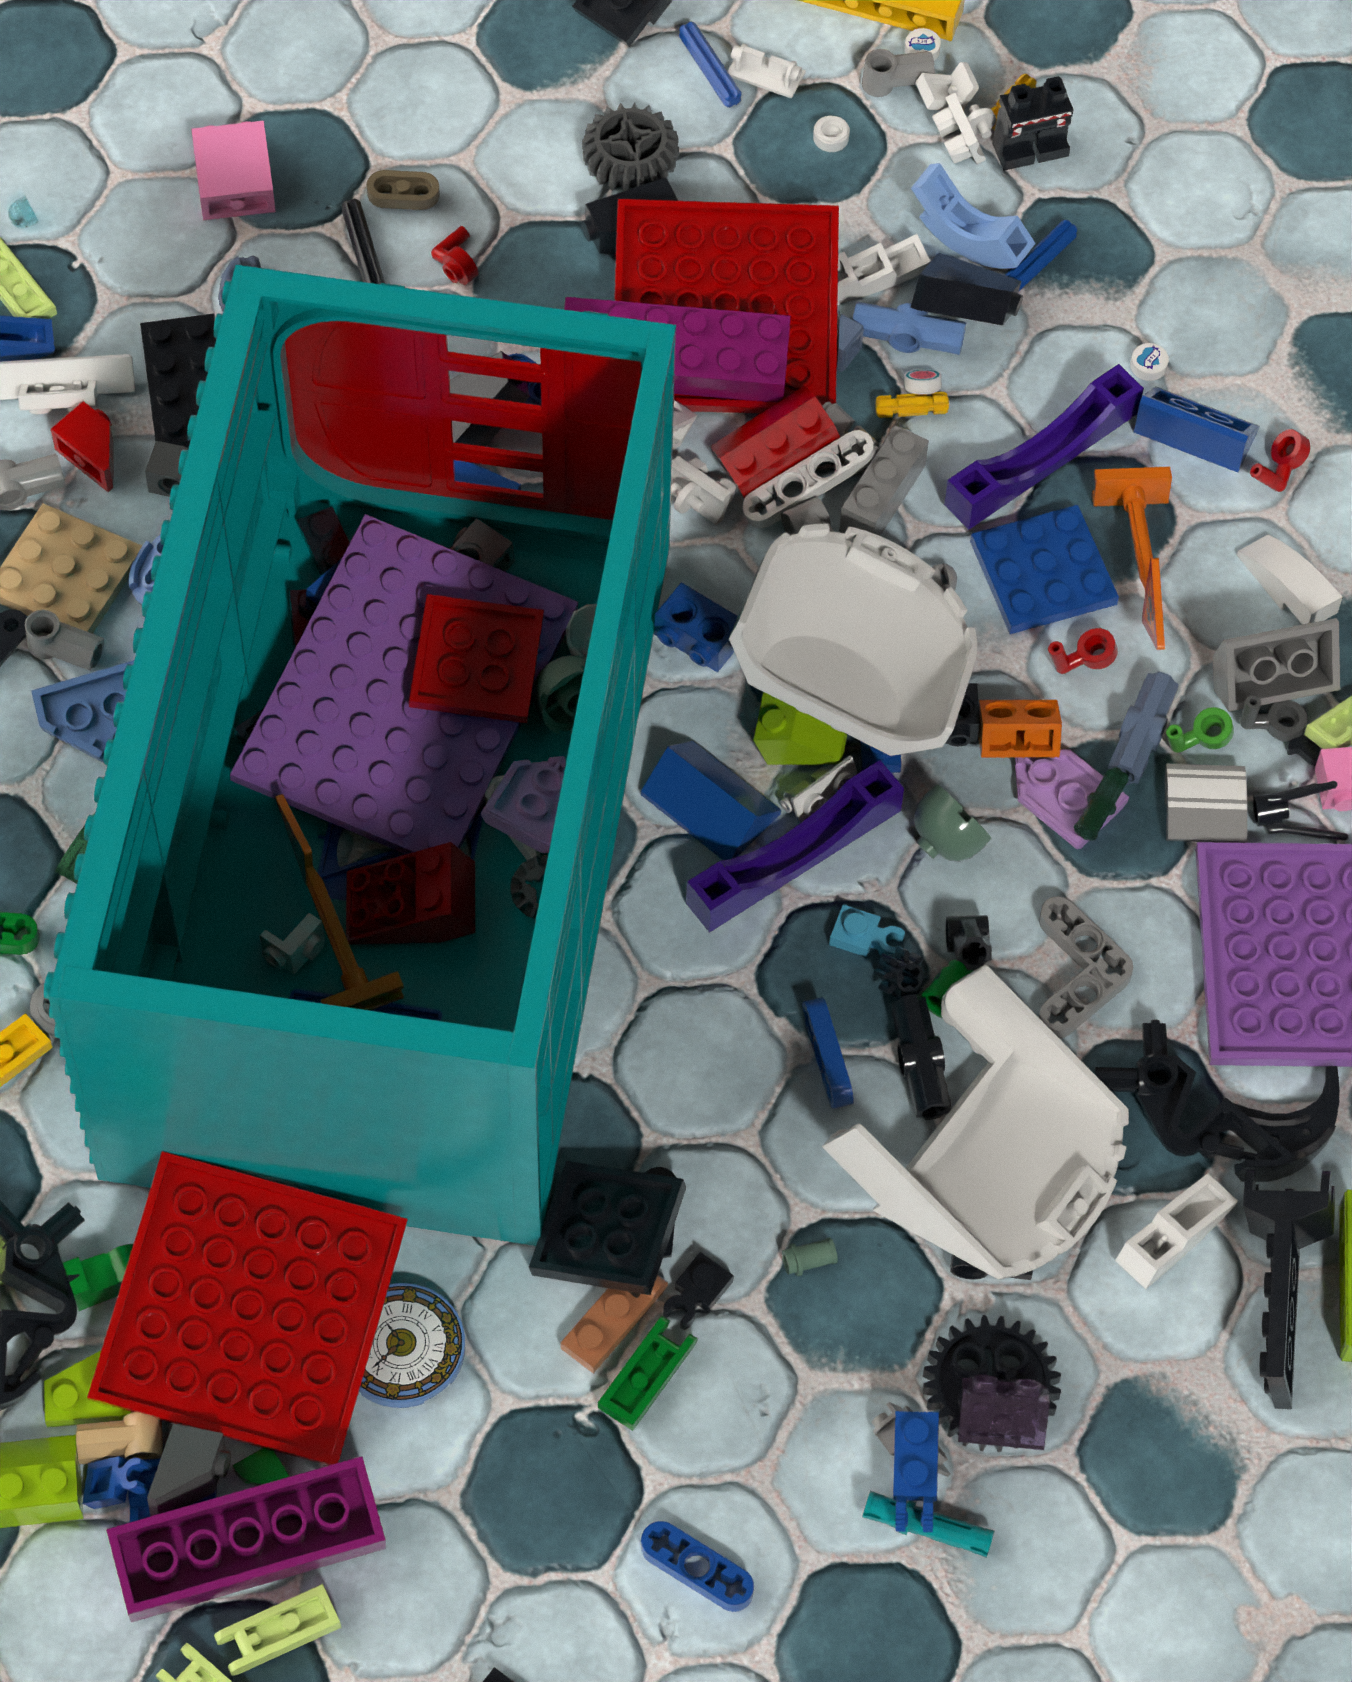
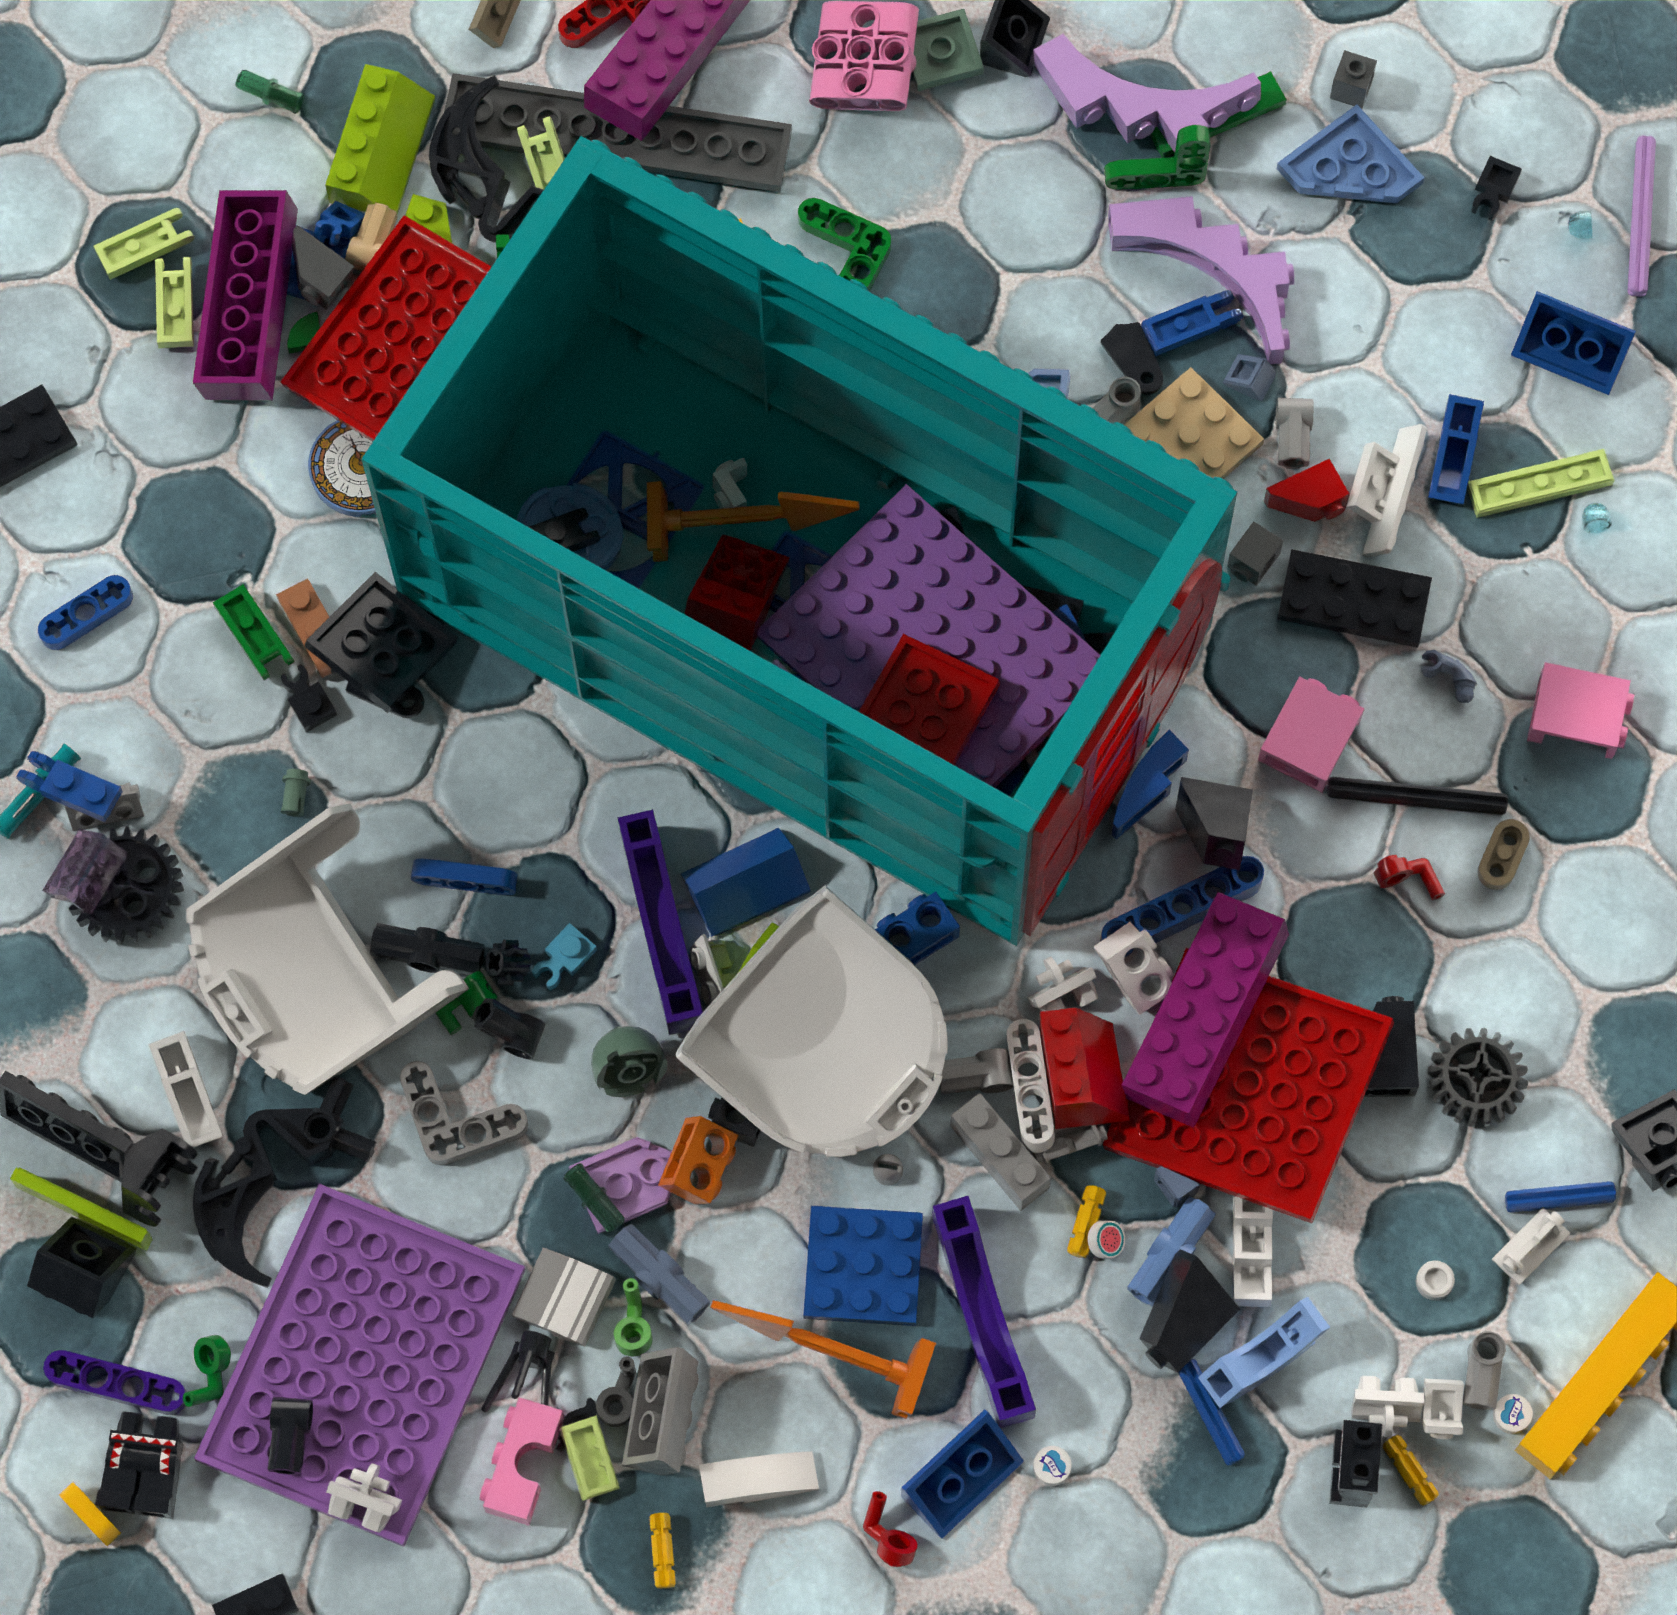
camera: 115 degrees right, 10 degrees up
(1087, 644) = (756, 1258): red plate -> none

